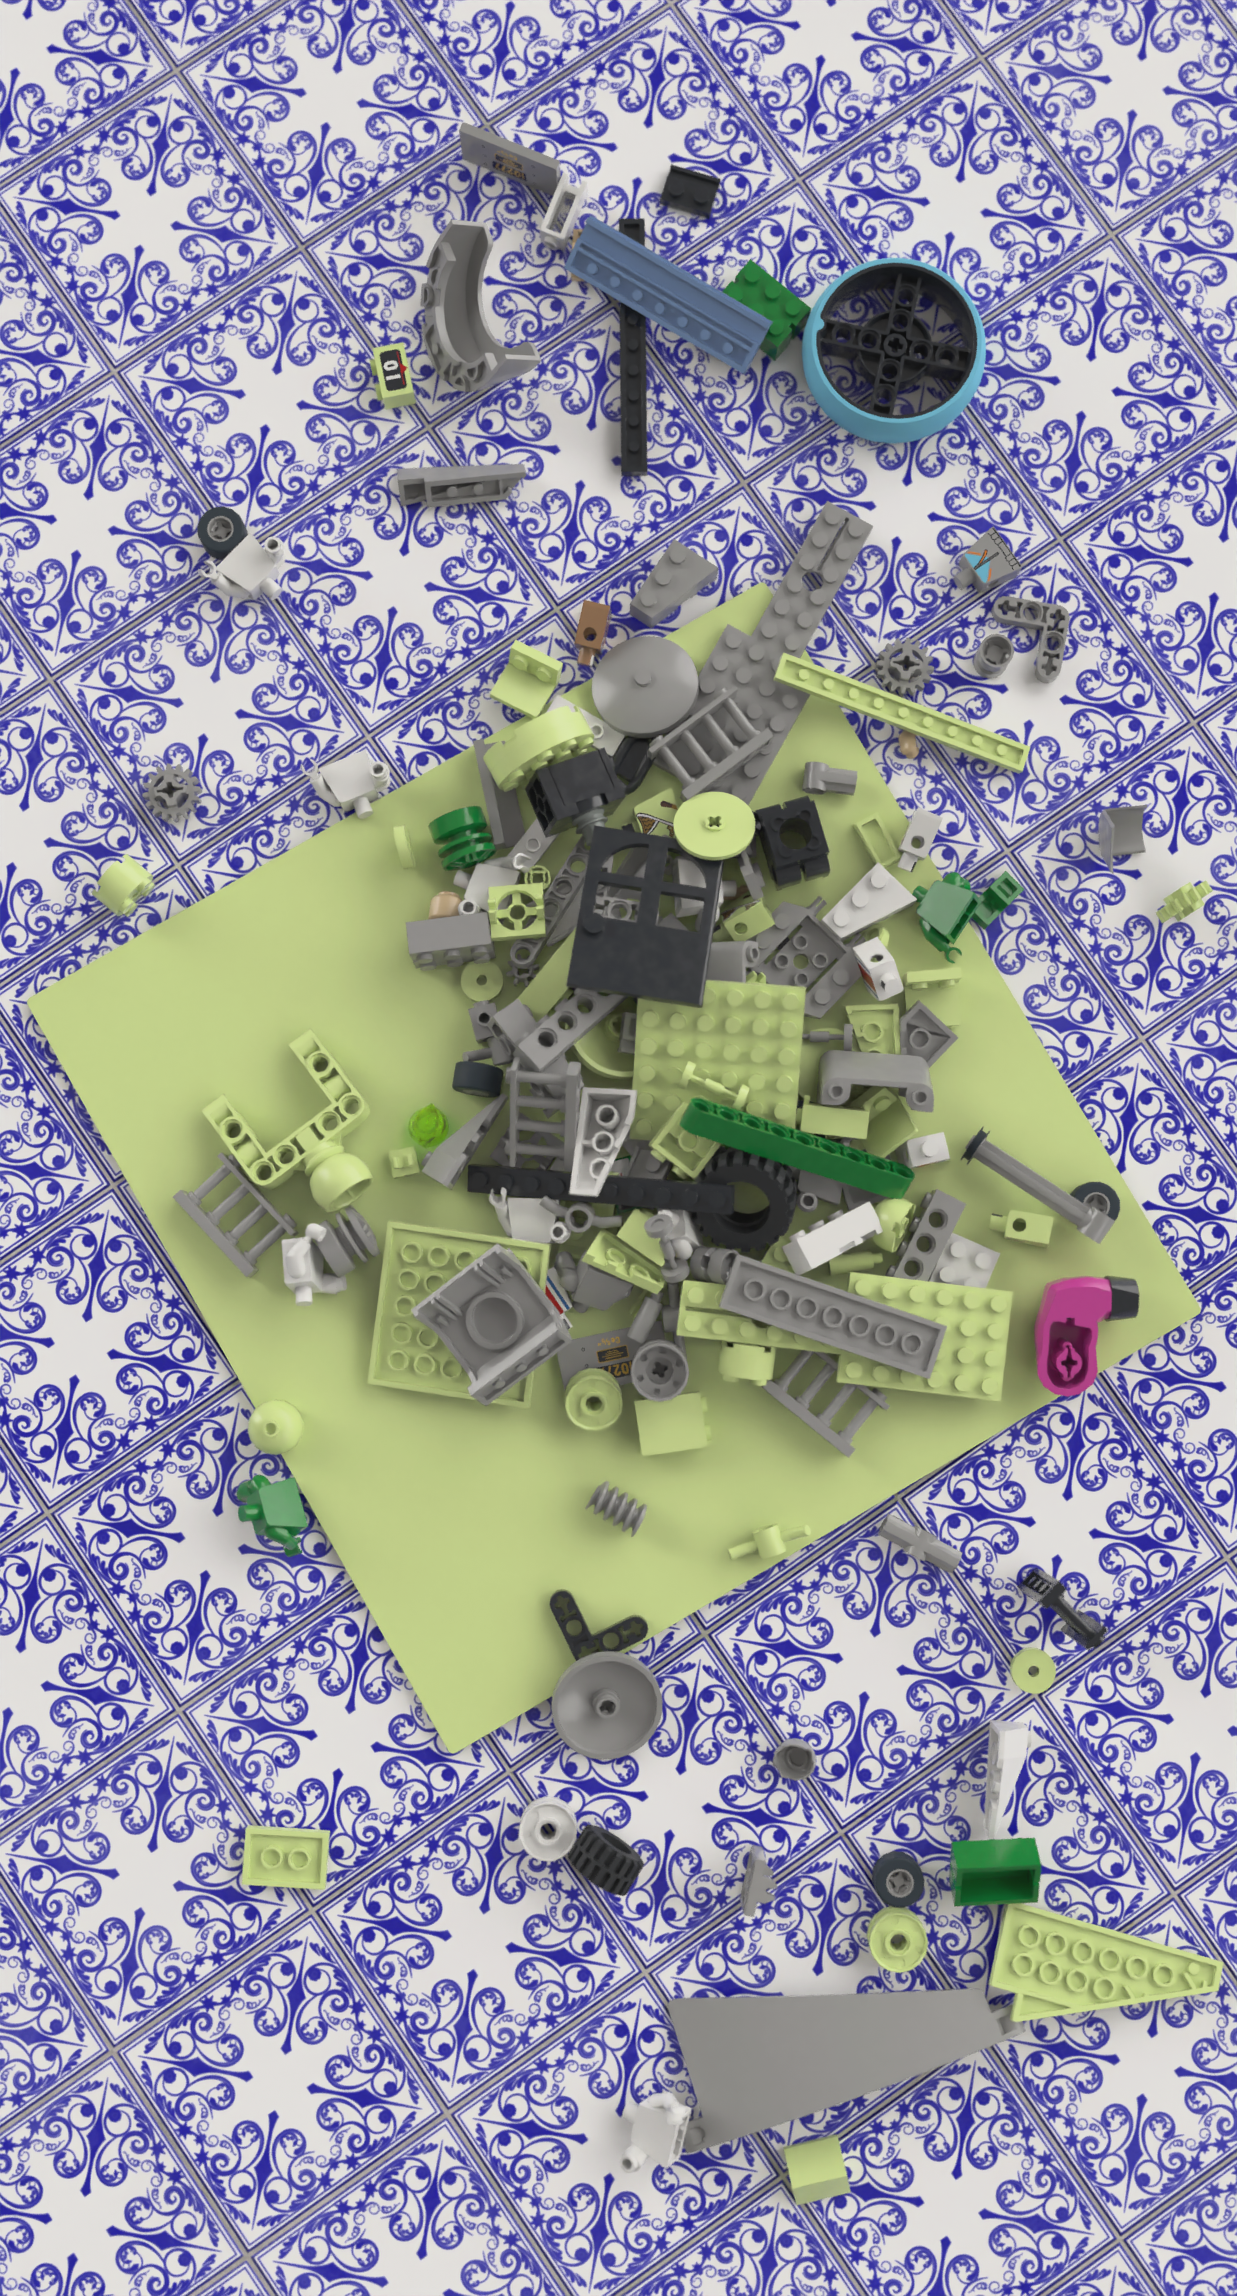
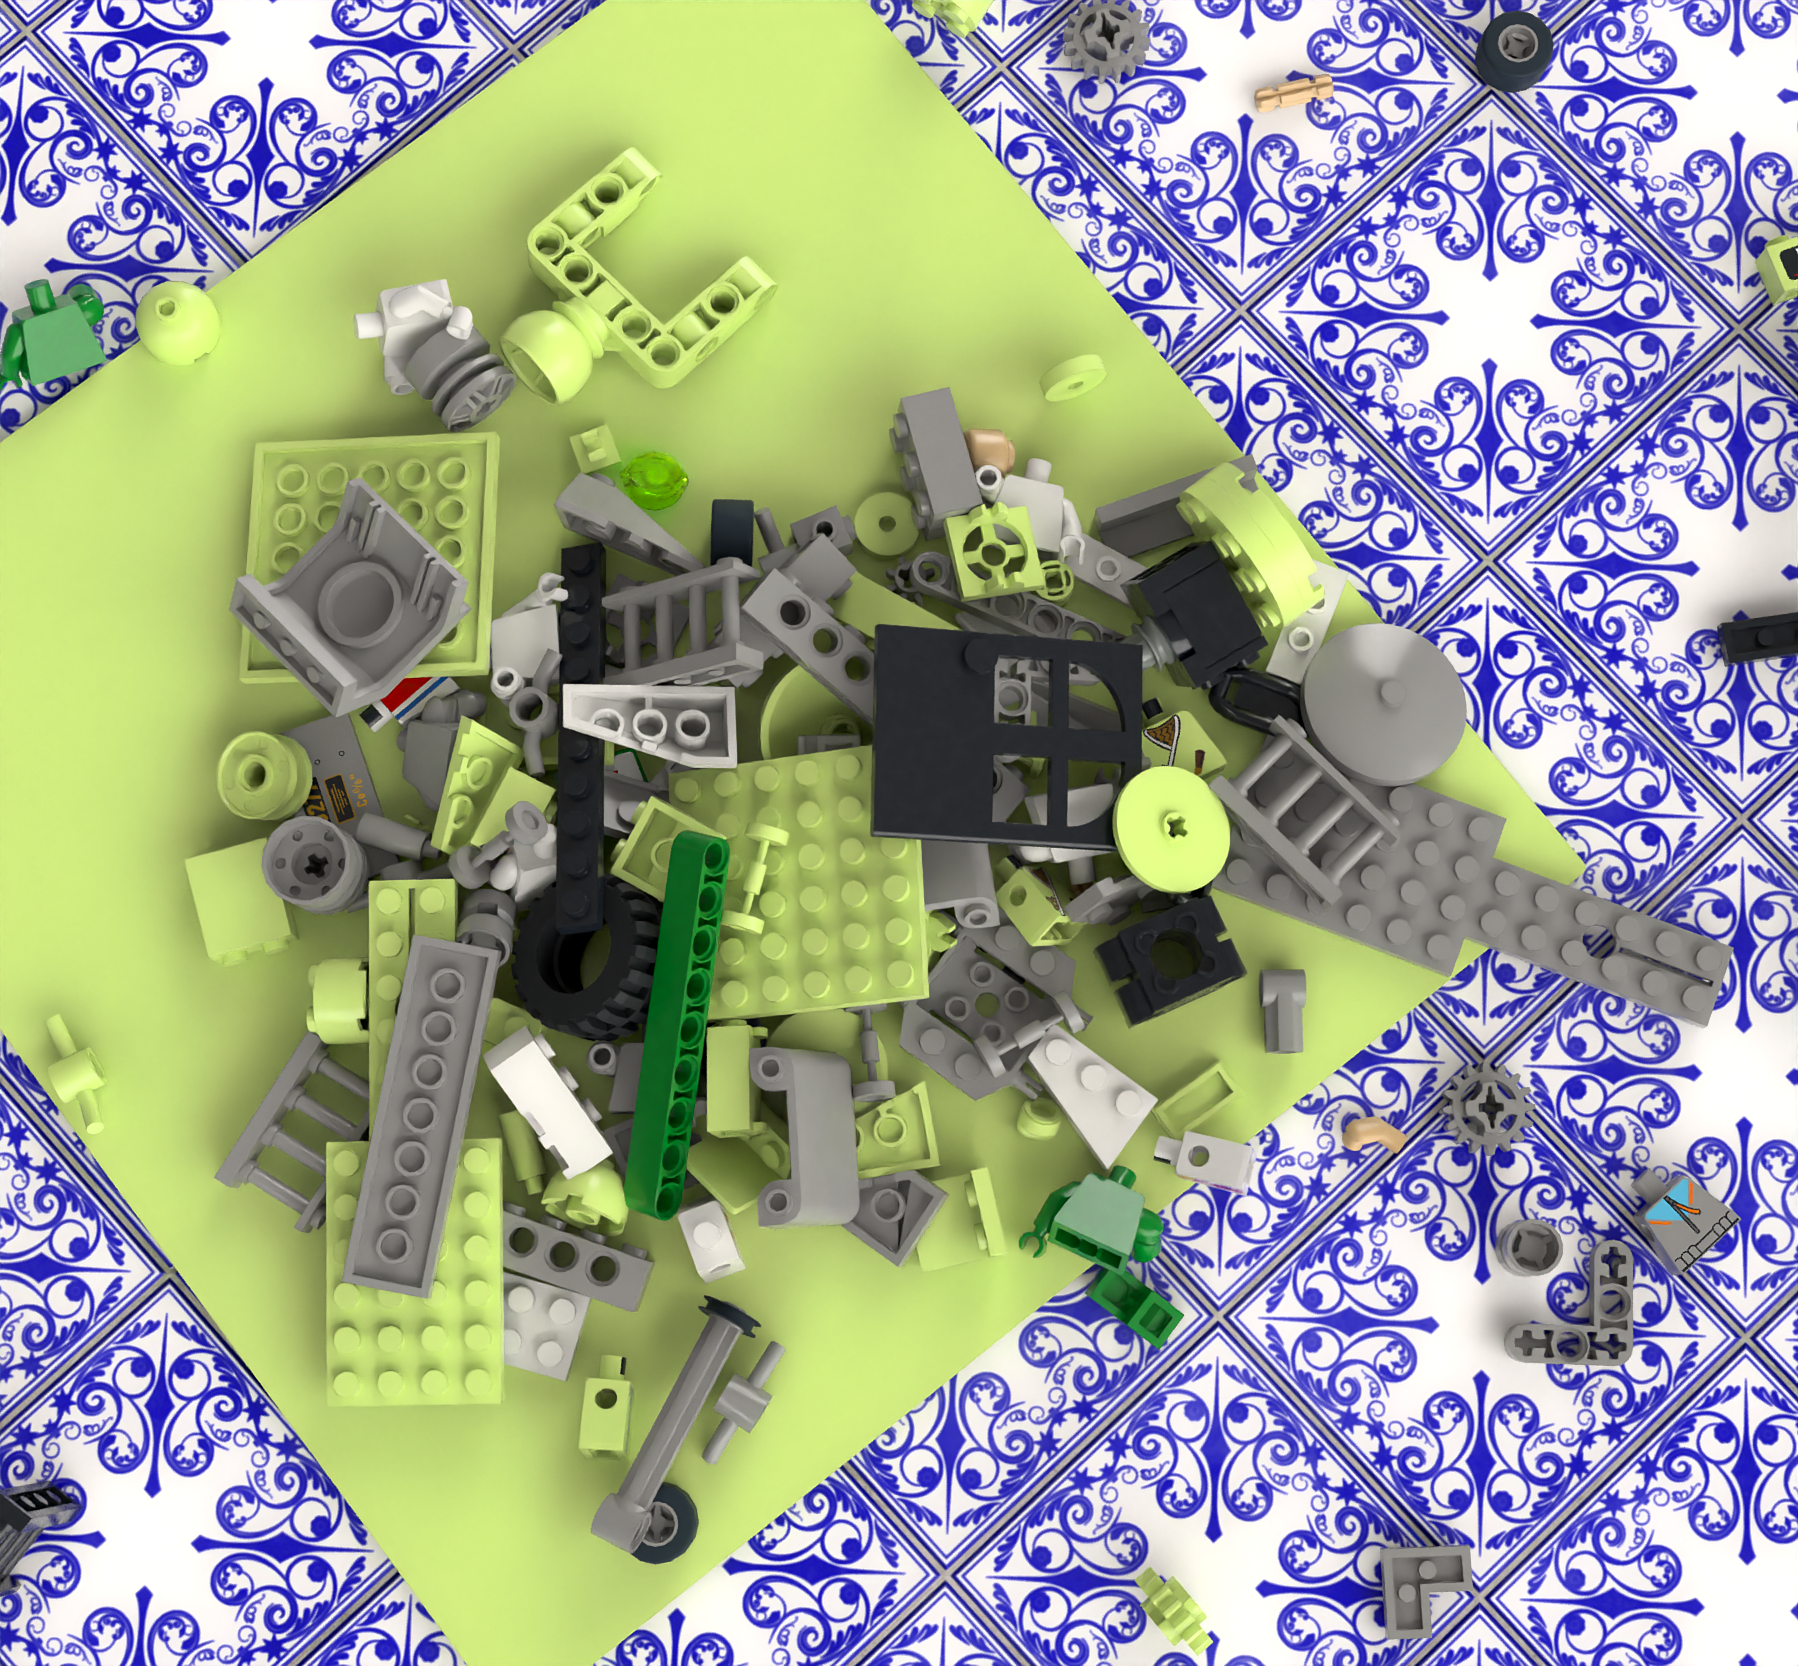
camera: 85 degrees right, 5 degrees down
(209, 1221) = (444, 212): light grey fence -> none
(227, 679) = (1294, 93): none -> tan axle
(249, 569) = (1465, 97): white torso -> none
(350, 782) = (1162, 288): white torso -> none
(458, 484) = (1656, 382): light grey wedge -> none
(462, 838) = (1089, 463): green wheel -> none
(527, 680) = (1362, 526): yellowish green bracket -> none
(593, 620) = (1473, 616): medium nougat torso -> none
(617, 1507) = (105, 836): light grey piece -> none
(671, 583) = (1556, 723): light grey wedge -> none
(816, 910) = (1029, 1033): none -> light grey wheel
(879, 977) = (977, 1129): white torso -> none
(901, 713) = (1408, 1112): yellowish green plate -> none
(920, 1543) = (98, 1314): light grey piece -> none
(1027, 1145) = (743, 1402): none -> light grey piece
(1069, 1327) = (456, 1504): dark pink piece -> none
(1120, 832) = (1275, 1496): light grey piece -> none
(1178, 759) = (1410, 1577): none -> light grey plate

